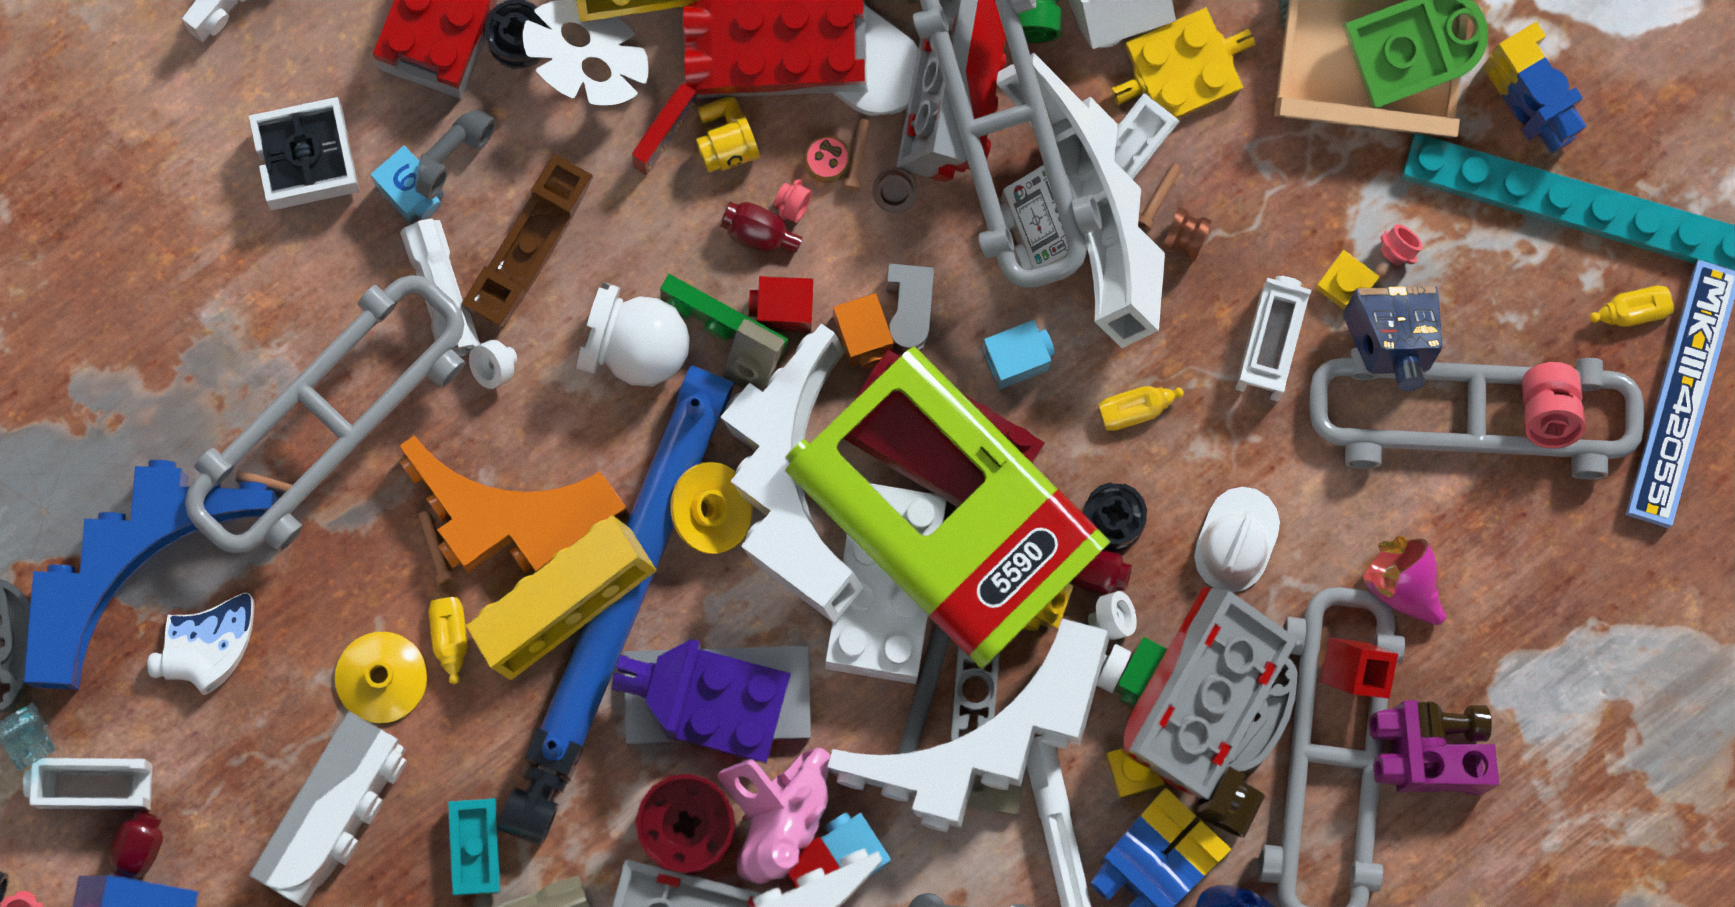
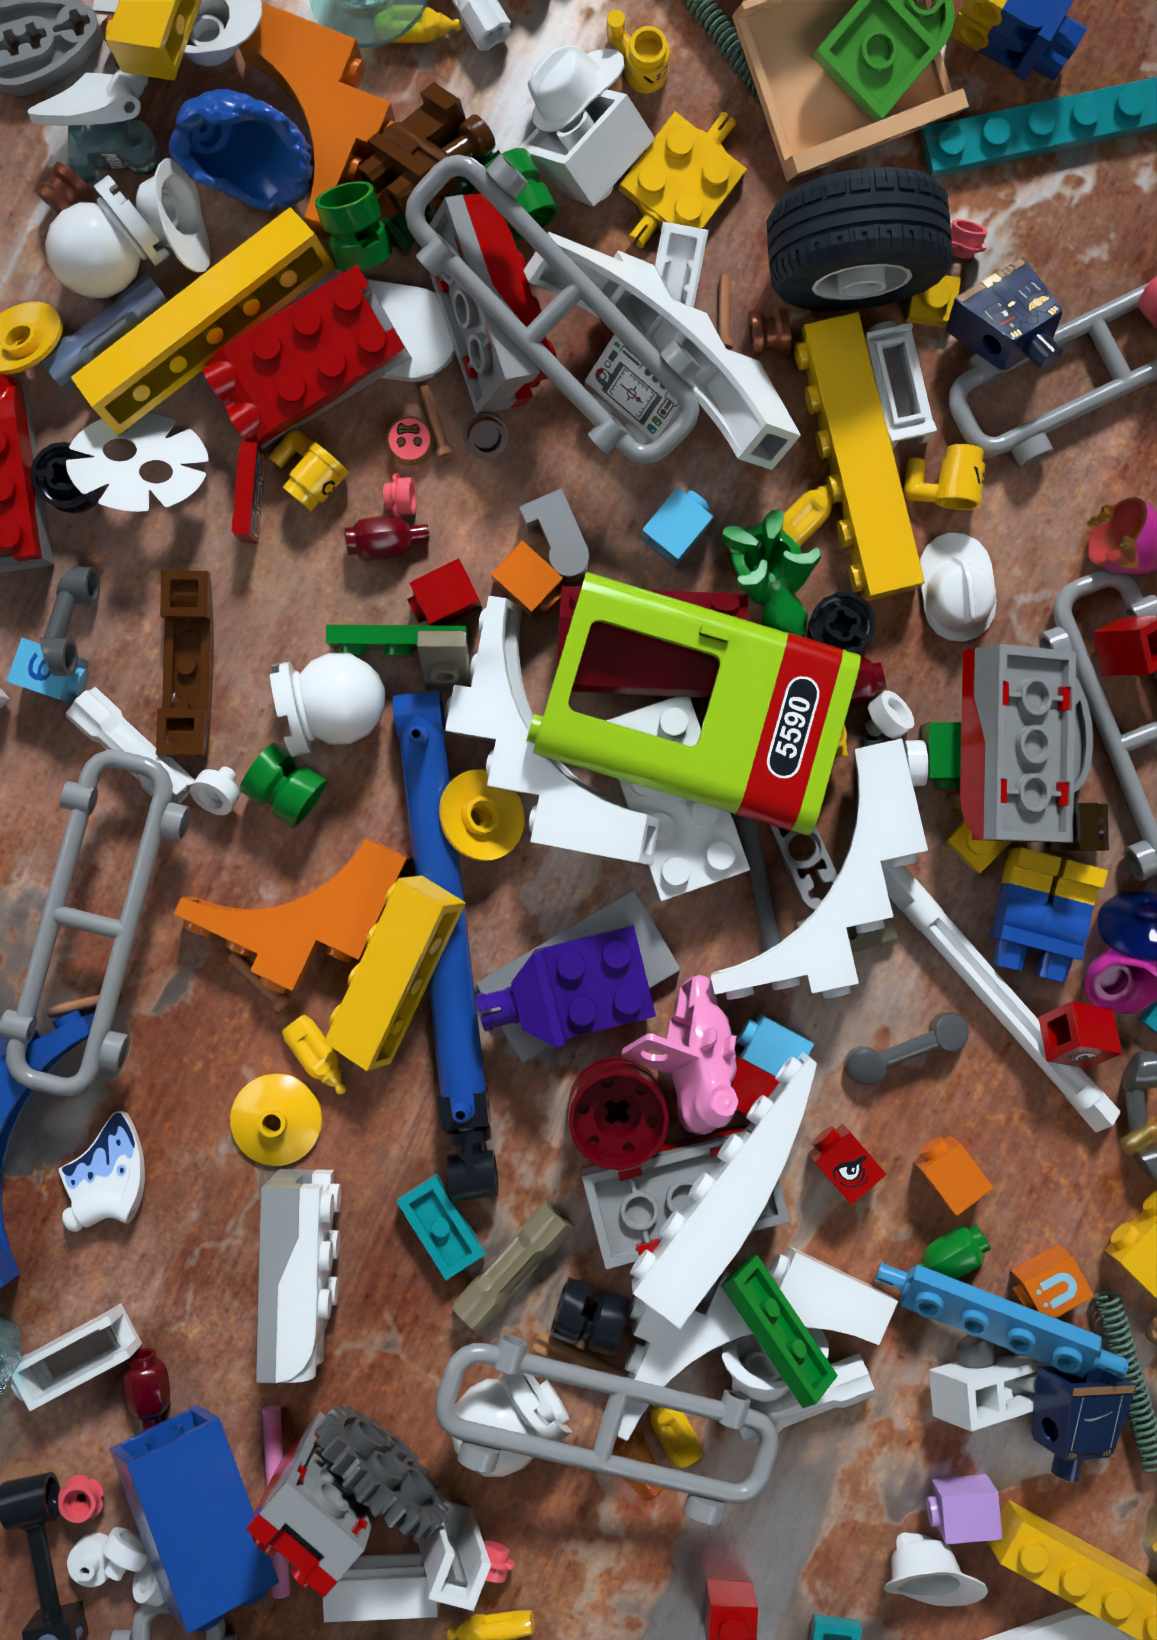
camera: 15 degrees left, 10 degrees up
(554, 389) = (278, 781): none -> green wheel
(1078, 435) = (772, 570): none -> green animal
(1207, 382) = (859, 457): none -> yellow brick
(1285, 445) = (959, 479): none -> yellow piece
(1295, 197) = (859, 239): none -> black wheel

